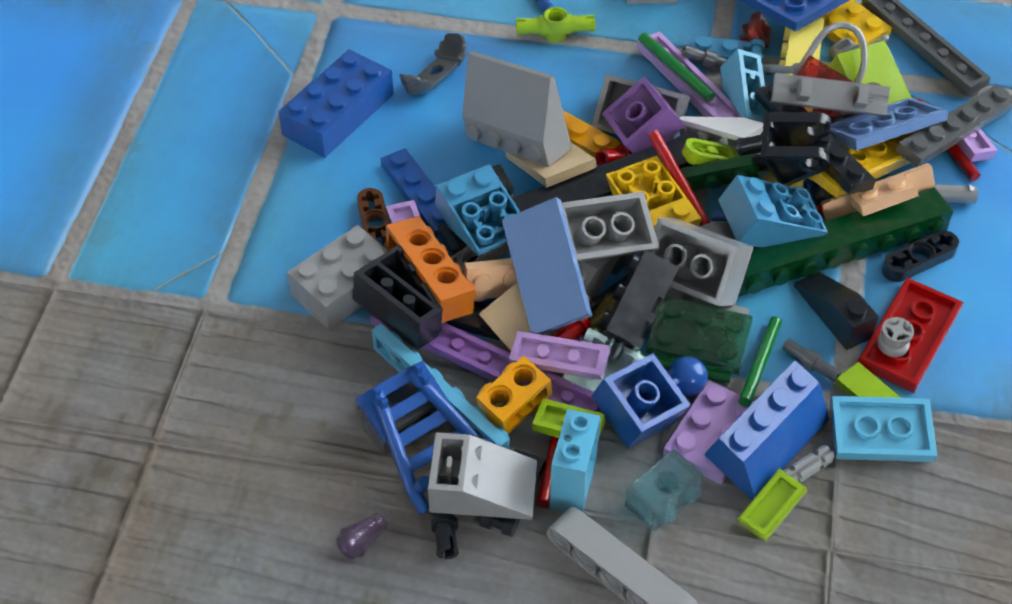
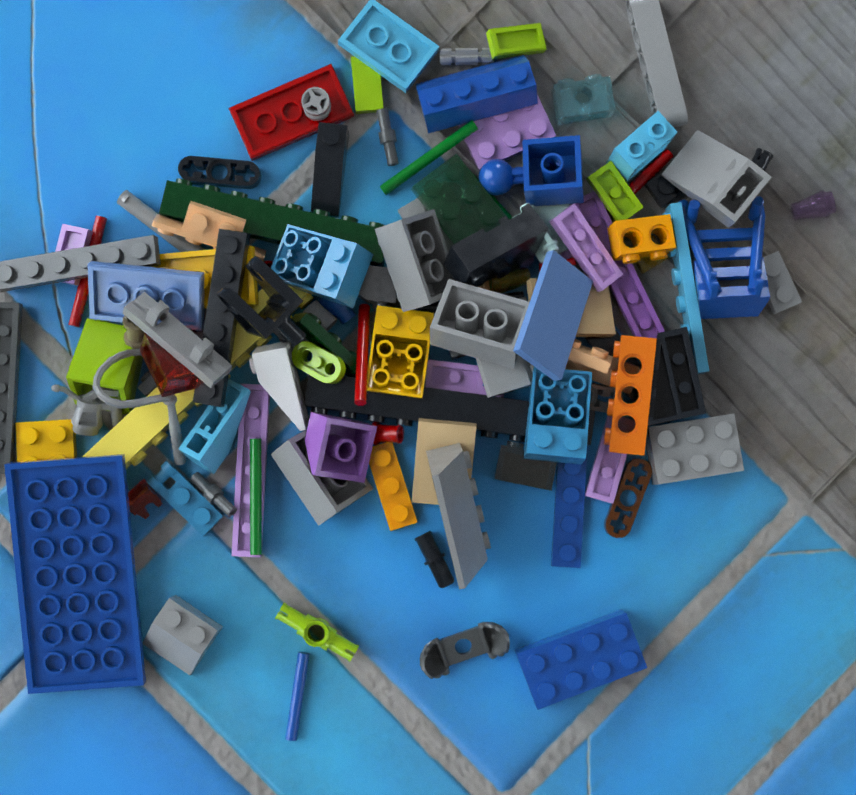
camera: 145 degrees left, 35 degrees up
(355, 453) = (781, 287): none -> light grey plate

